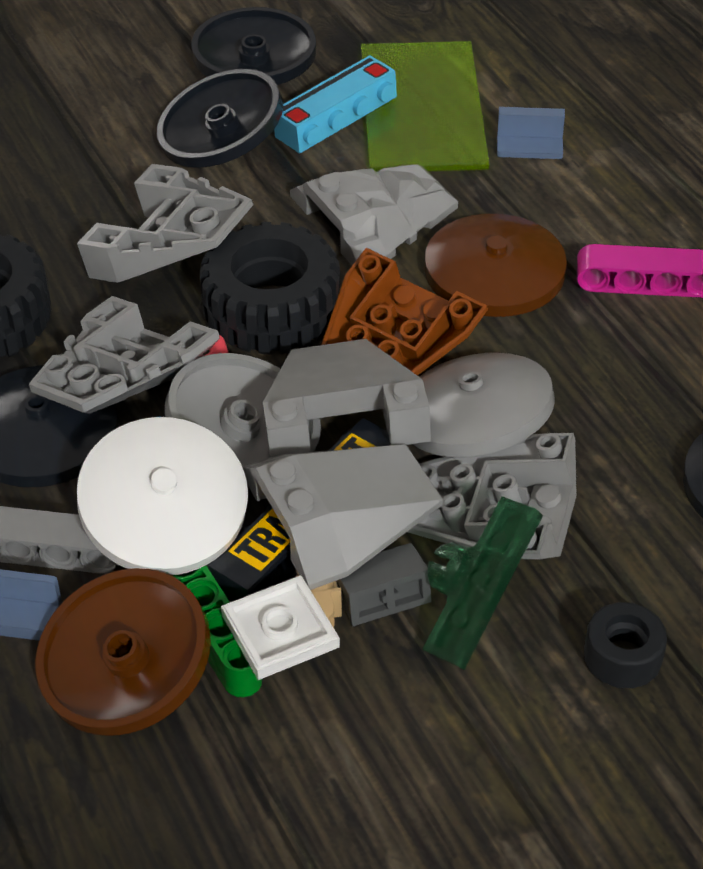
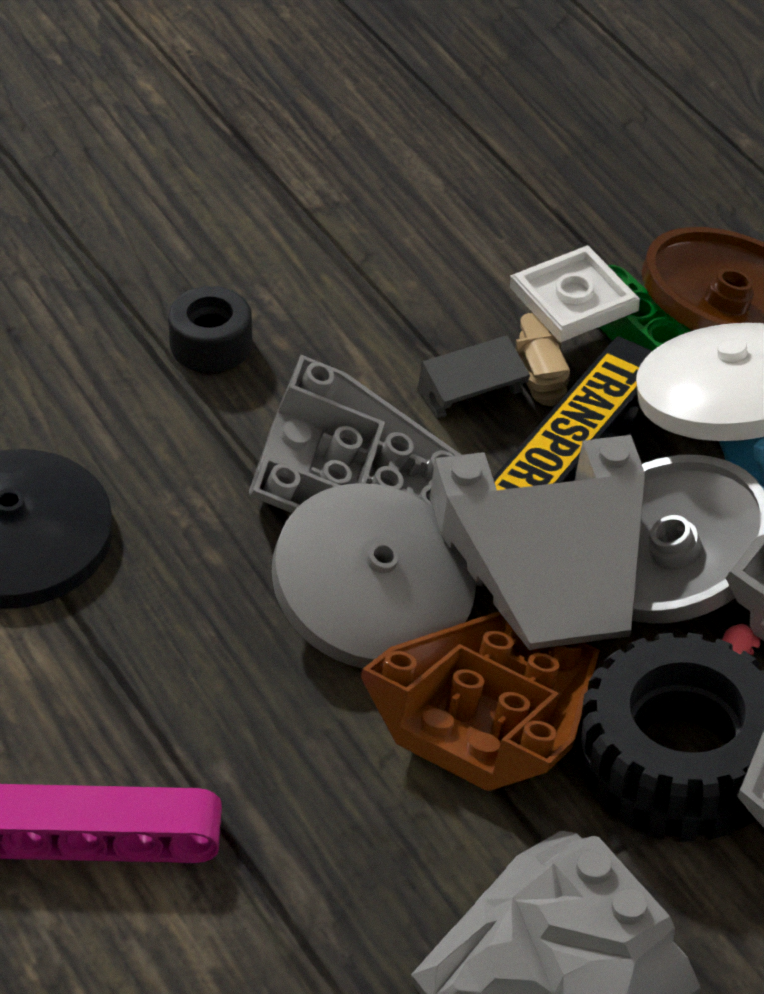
camera: 175 degrees right, 0 degrees up
(343, 504) = (537, 409): light grey wedge -> none
(477, 580) = (372, 338): clear green plate -> none
(496, 261) = (347, 851): reddish brown dish -> none

